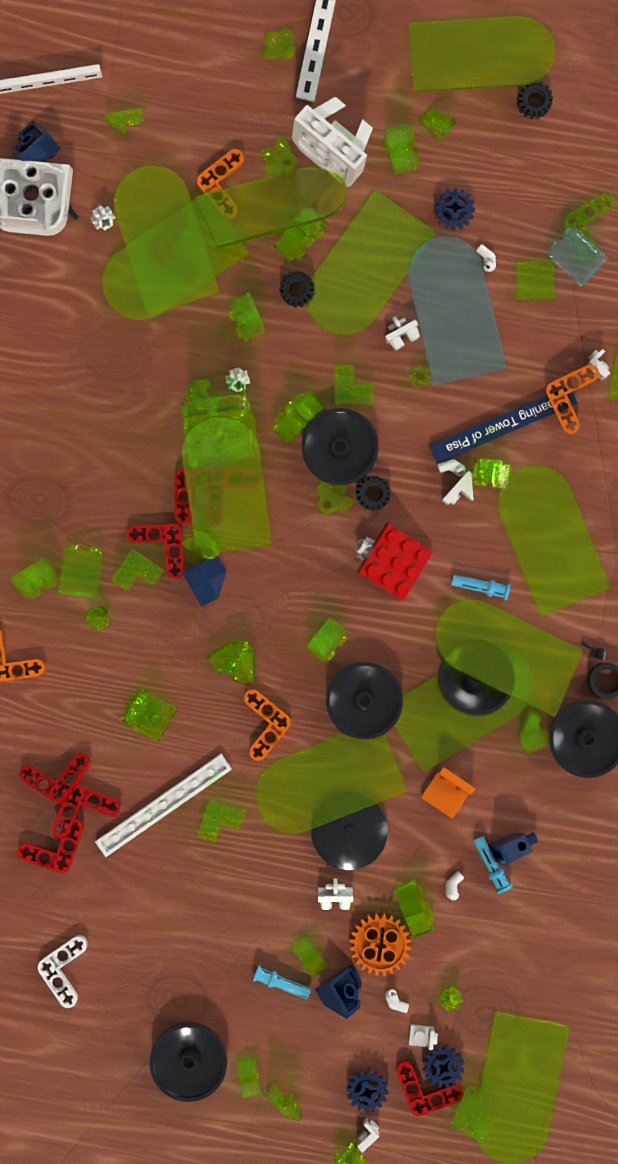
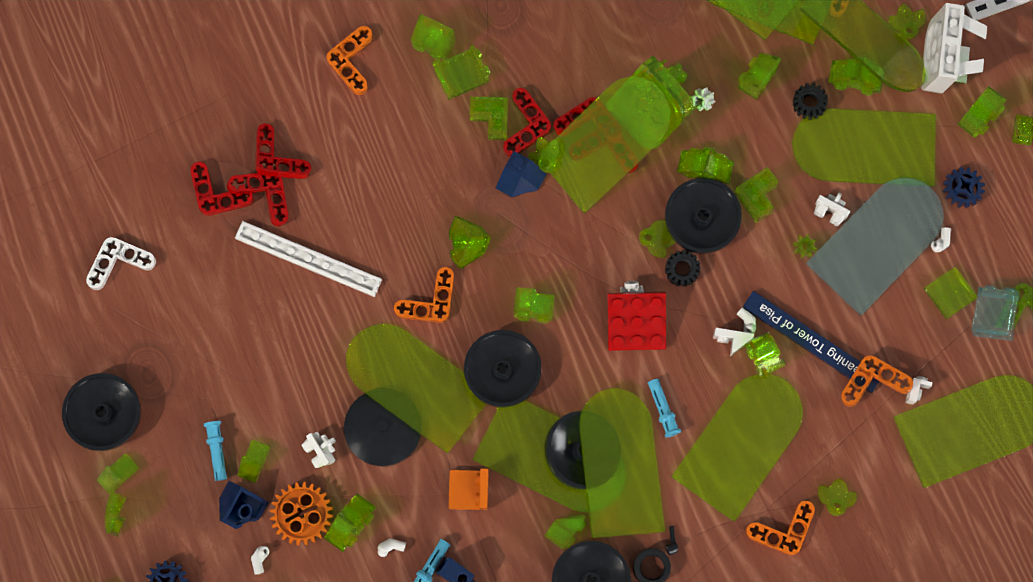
camera: 60 degrees right, 10 degrees down
(97, 618) = (431, 108): clear neon green gear -> none
(149, 714) = (377, 199): clear neon green slope -> none
(219, 814) = (326, 306): clear neon green brick -> none

